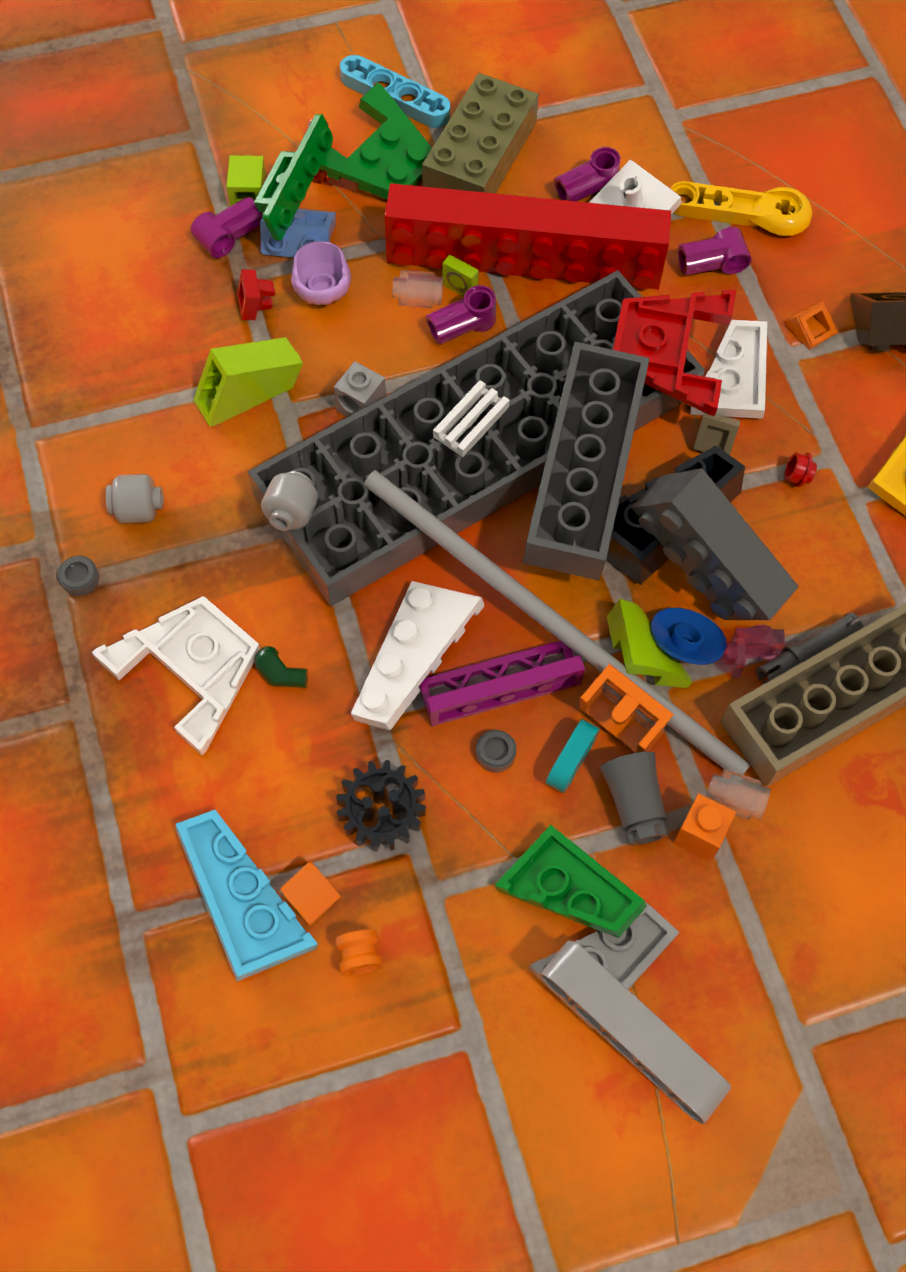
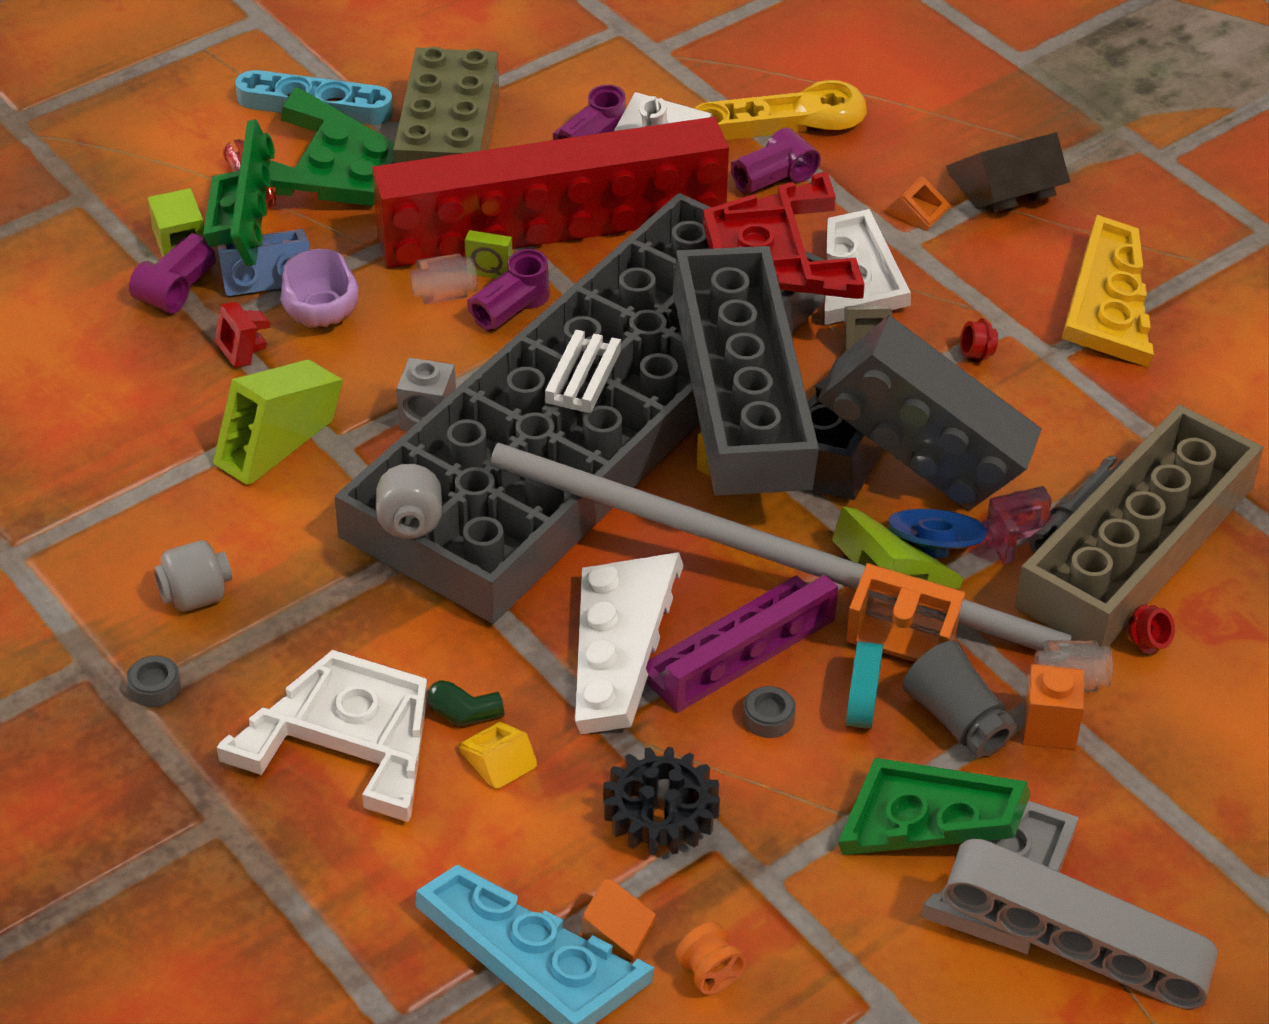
camera: 20 degrees left, 20 degrees down
(288, 720) = (499, 754): none -> yellow slope
(814, 780) = (1151, 628): none -> red plate

